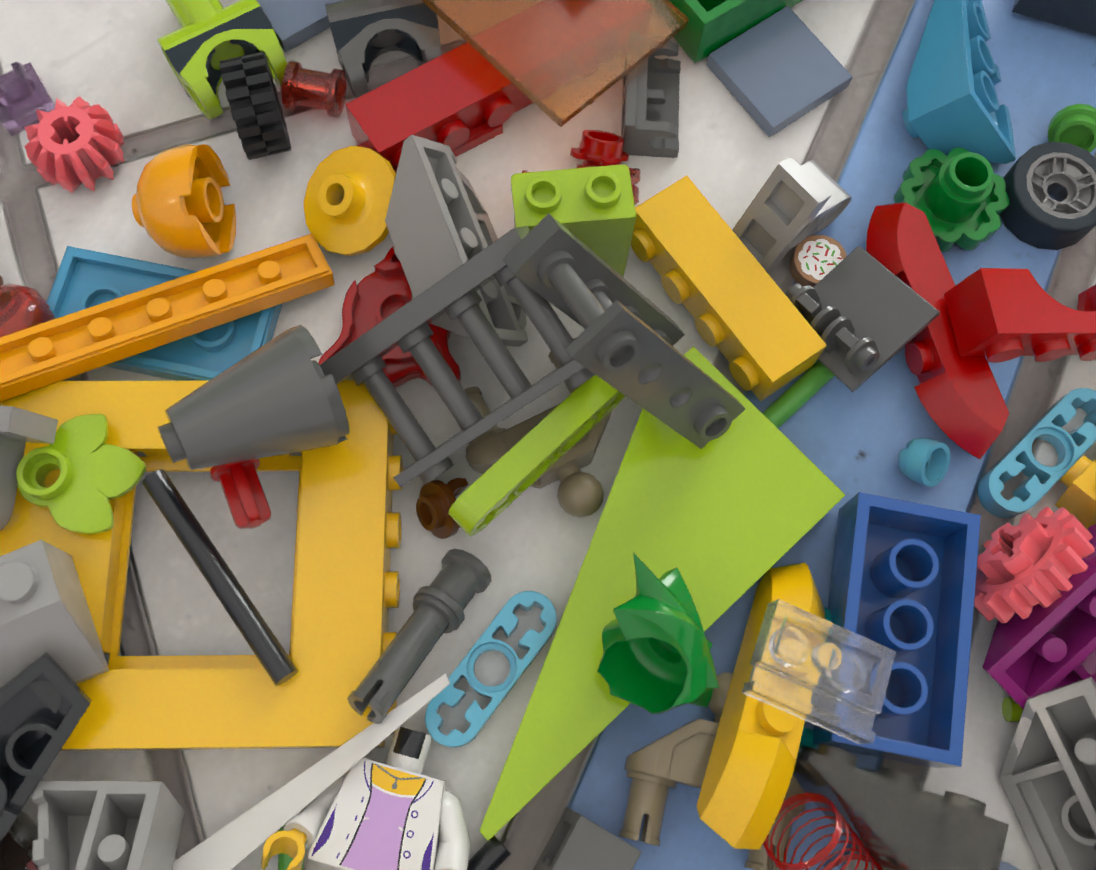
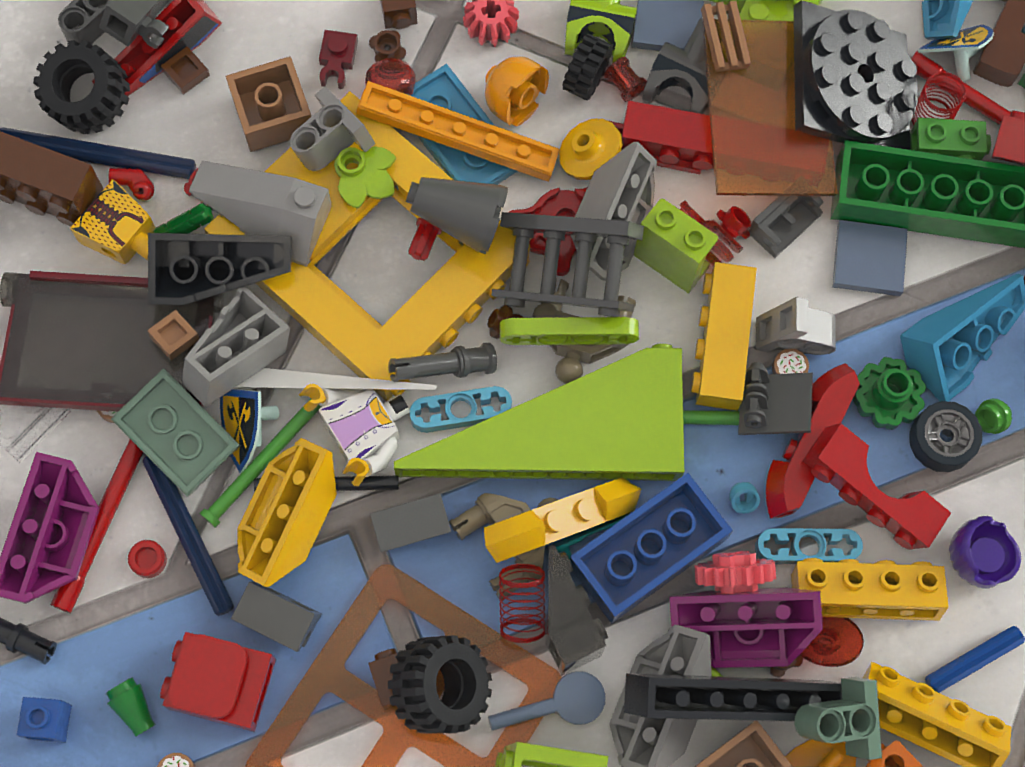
camera: 45 degrees right, 0 degrees up
(220, 577) = (383, 266): black bar -> none
(624, 334) = (641, 310): dark grey fence -> none
(658, 646) = (532, 450): green hair -> none
(819, 672) = (589, 519): clear plate -> none

